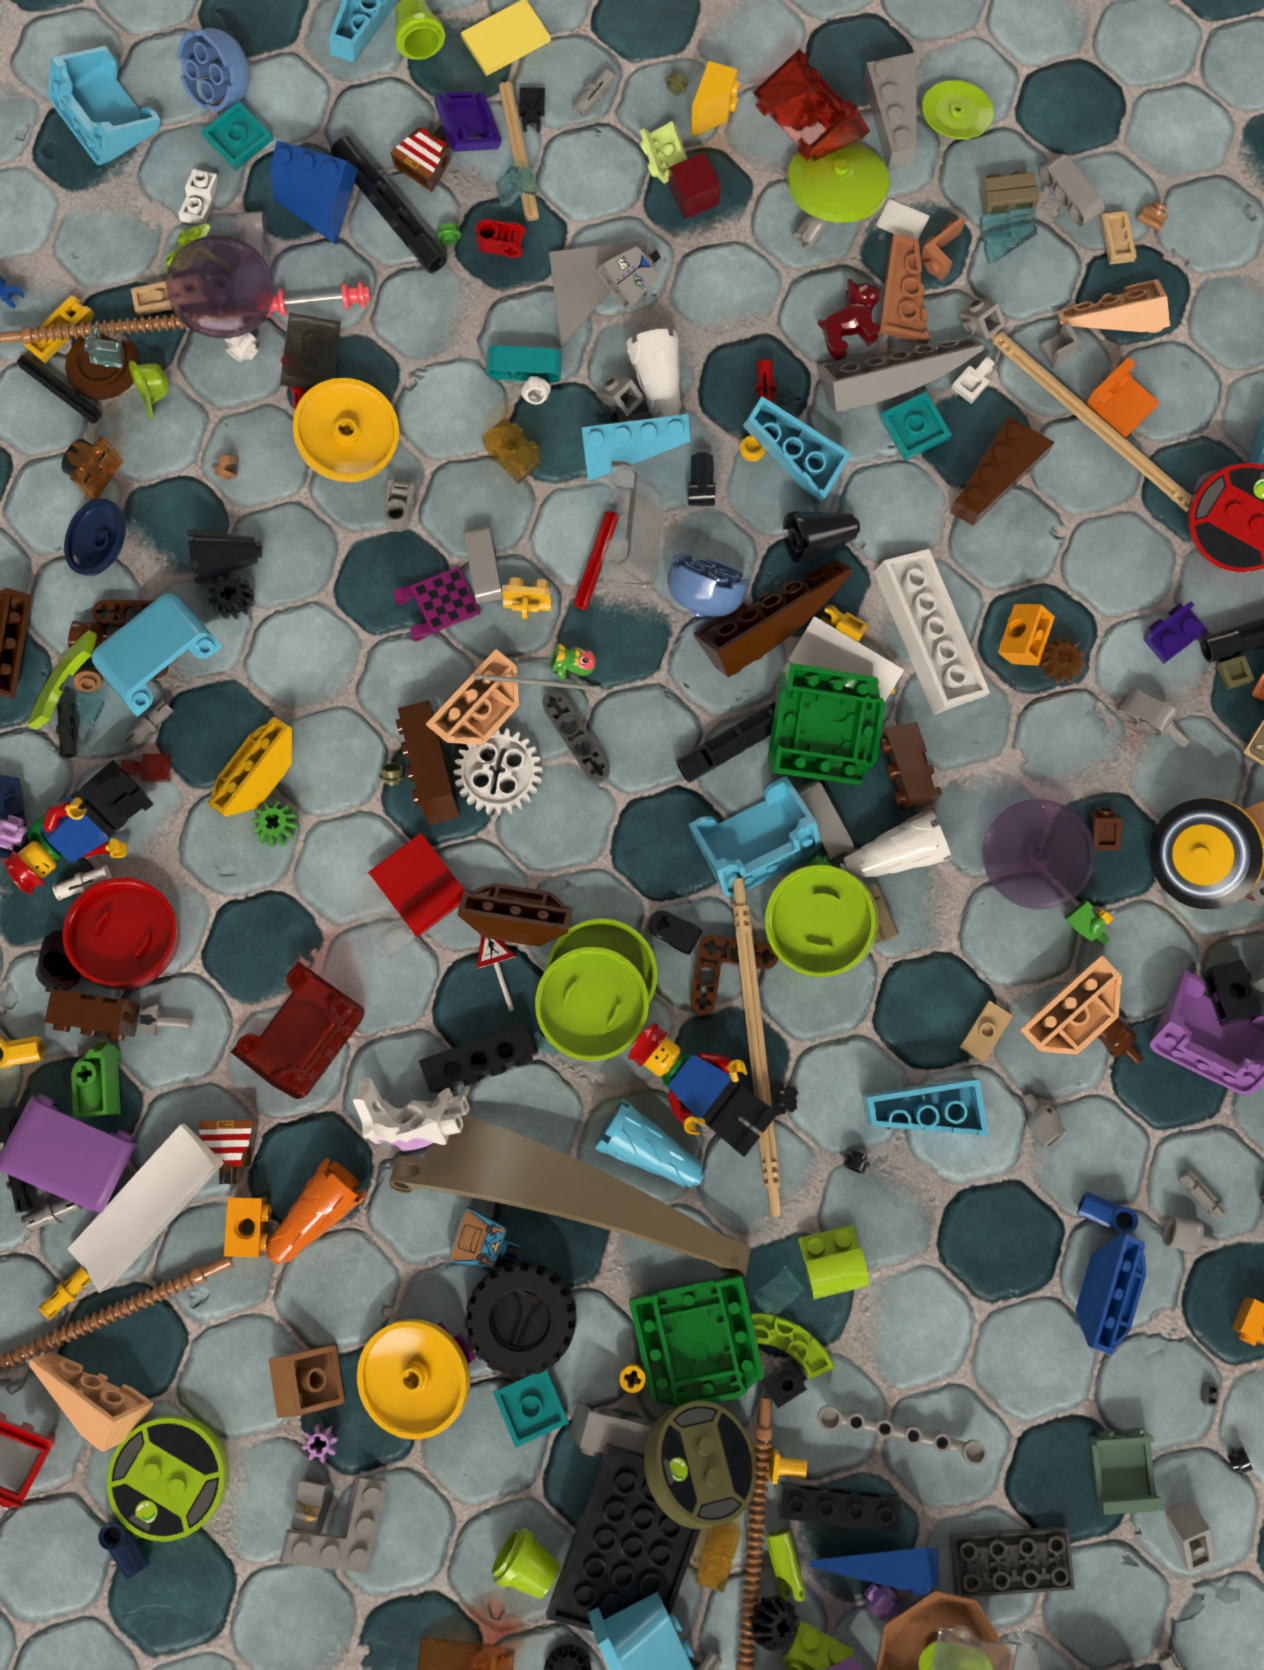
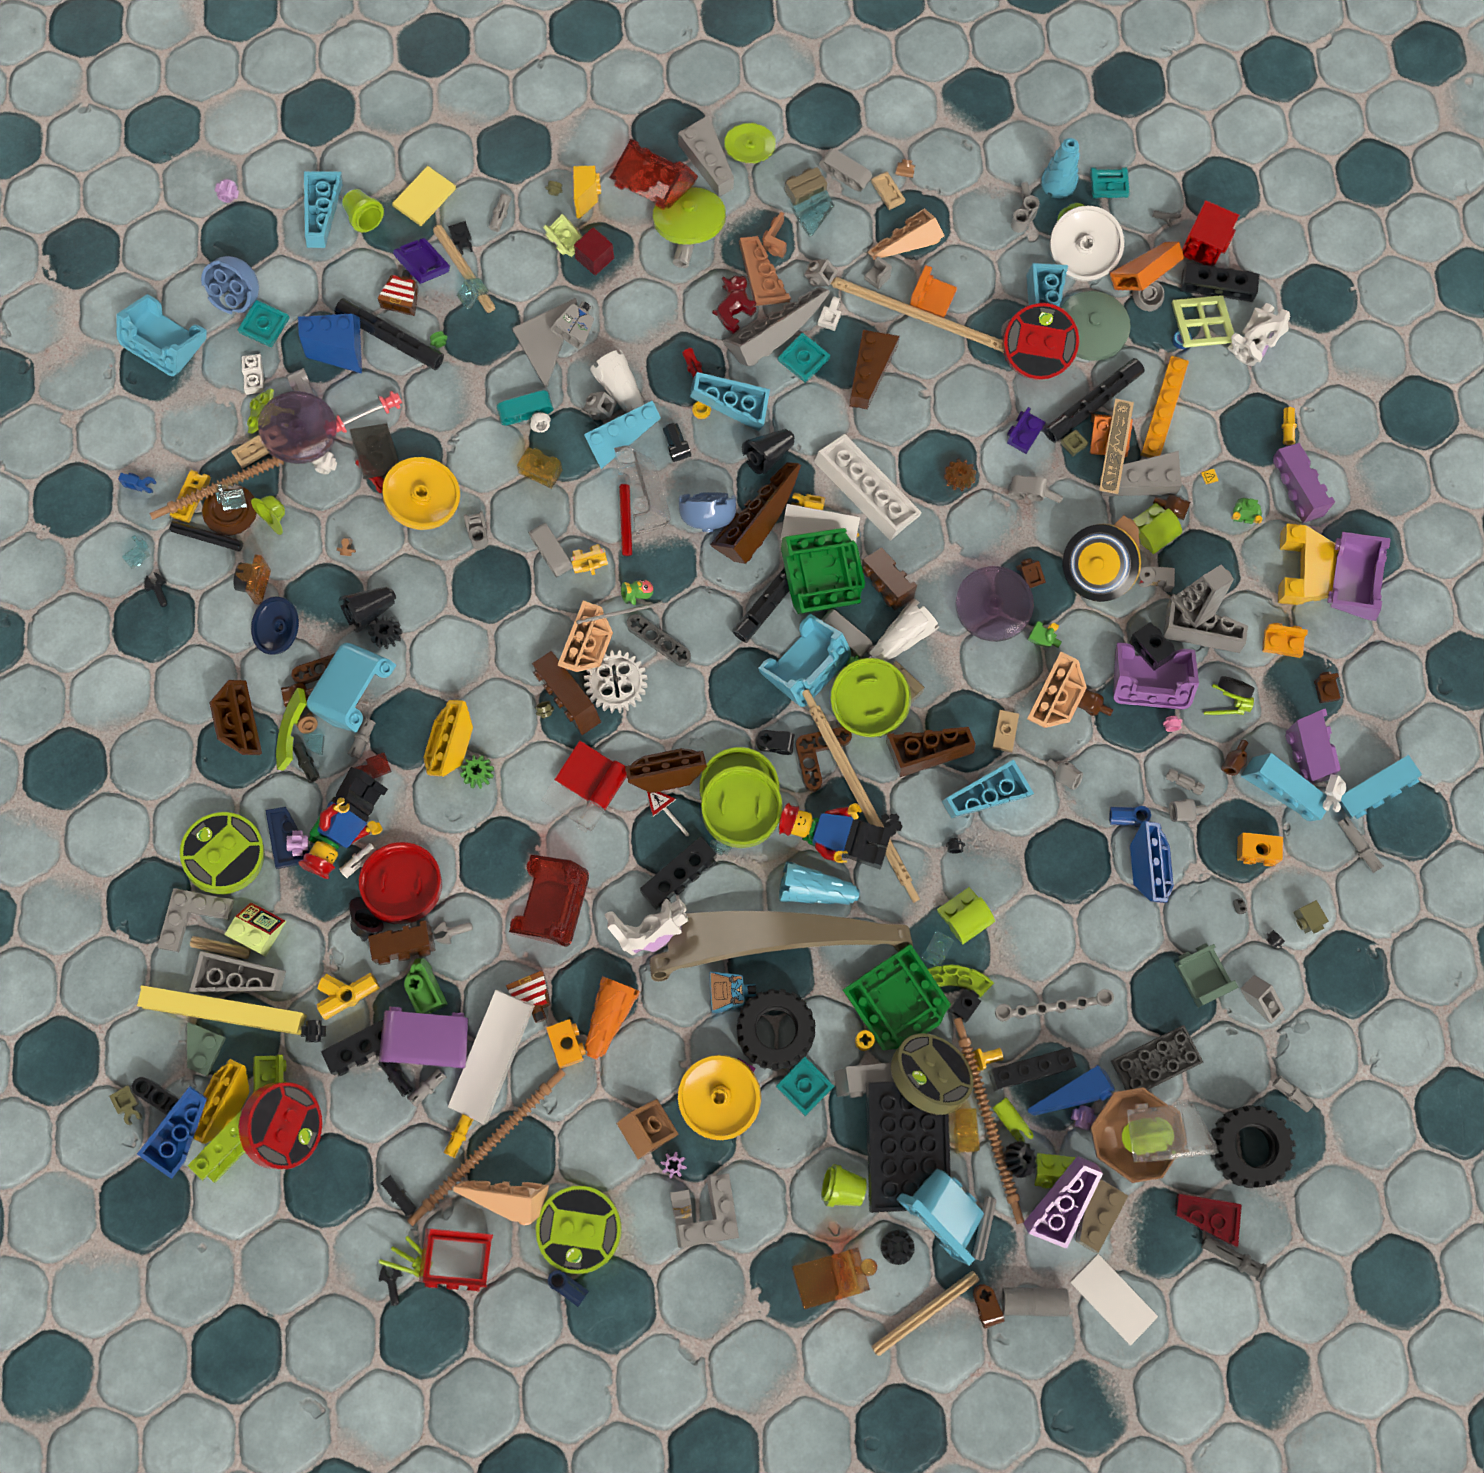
camera: 25 degrees left, 5 degrees down
(442, 600) = (531, 583): magenta flag -> none
(501, 238) = (475, 329): red piece -> none
(872, 1018) = (929, 748): none -> reddish brown wedge
(902, 220) = (741, 227): white sticker -> none
(1026, 634) = (930, 466): light orange brick -> none
(1217, 1108) = (1172, 724): none -> bright pink plate

